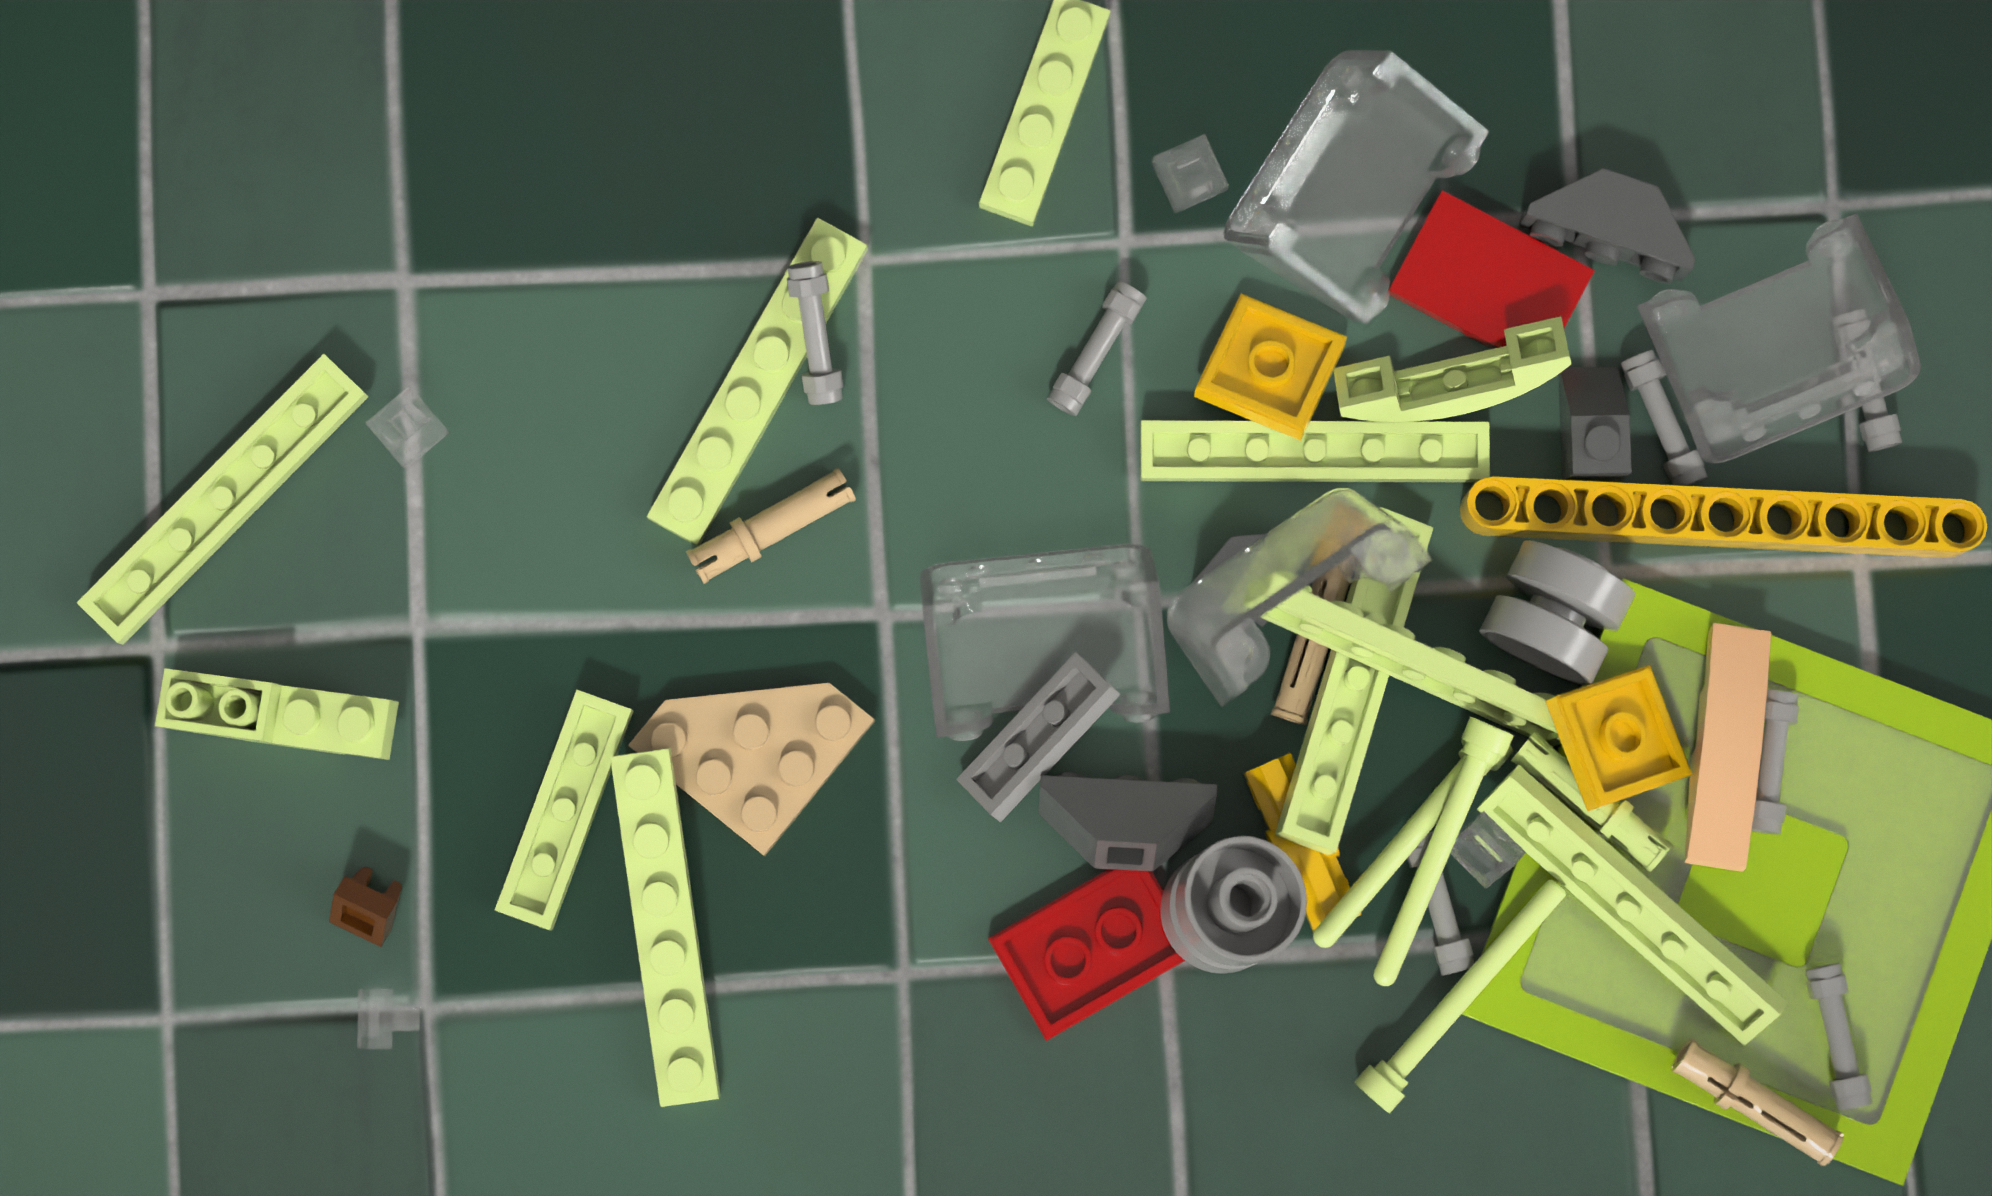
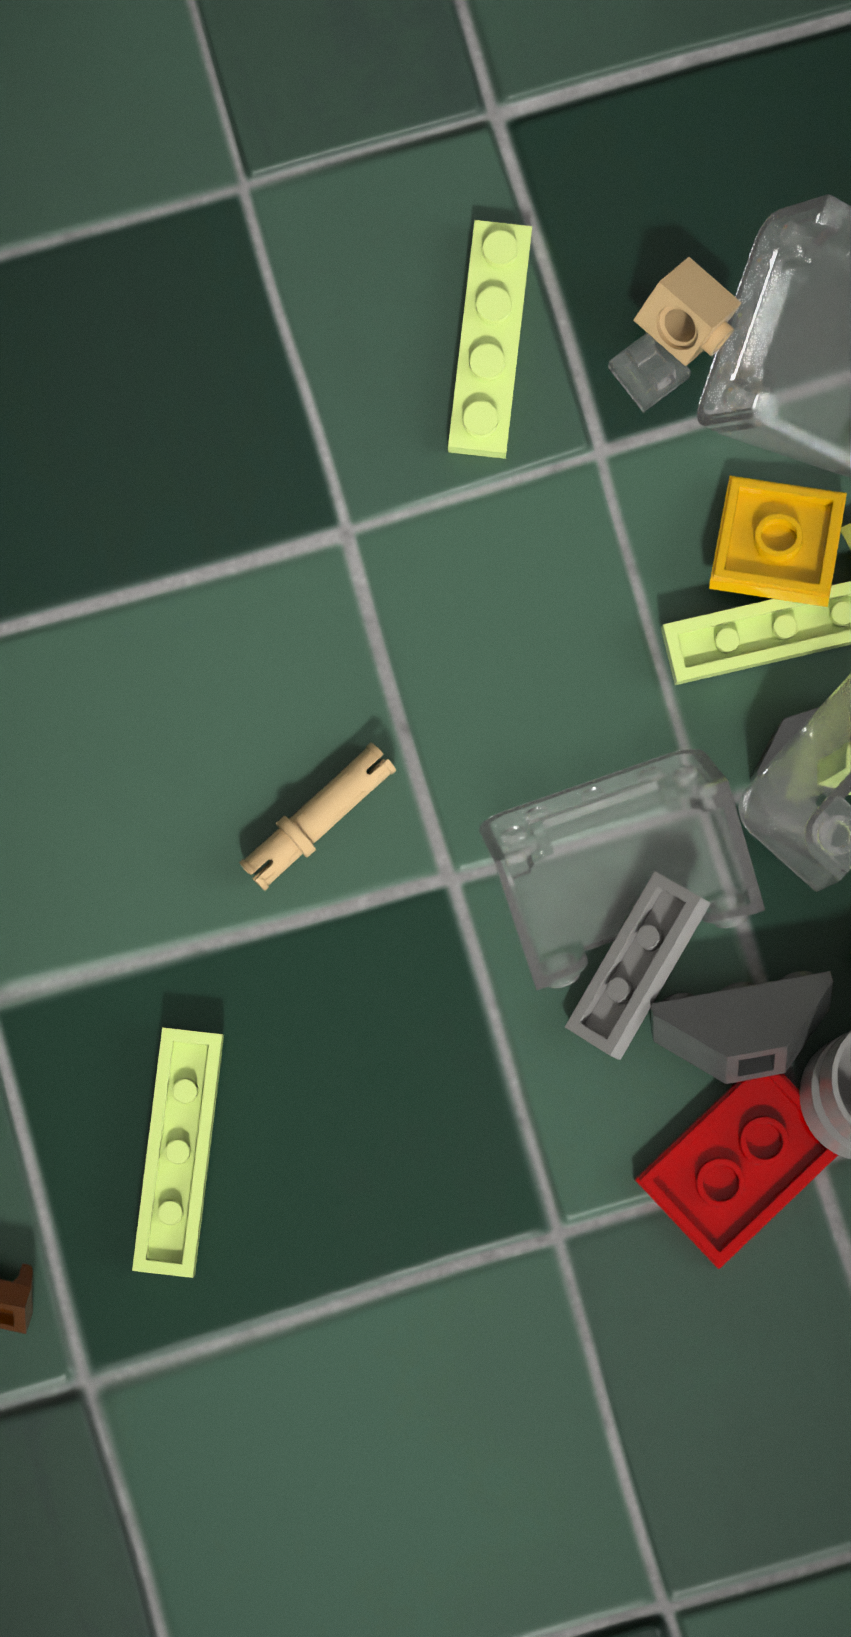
camera: 10 degrees left, 0 degrees up
(379, 1018) = (42, 1407): clear tile -> none
(665, 927) = (308, 1246): yellowish green plate -> none
(751, 393) = (269, 676): yellowish green plate -> none
(756, 752) = (354, 1048): tan plate -> none
(822, 381) = (298, 565): light grey bar -> none
(1121, 307) = (613, 518): light grey bar -> none
(1238, 129) = (688, 312): none -> tan brick

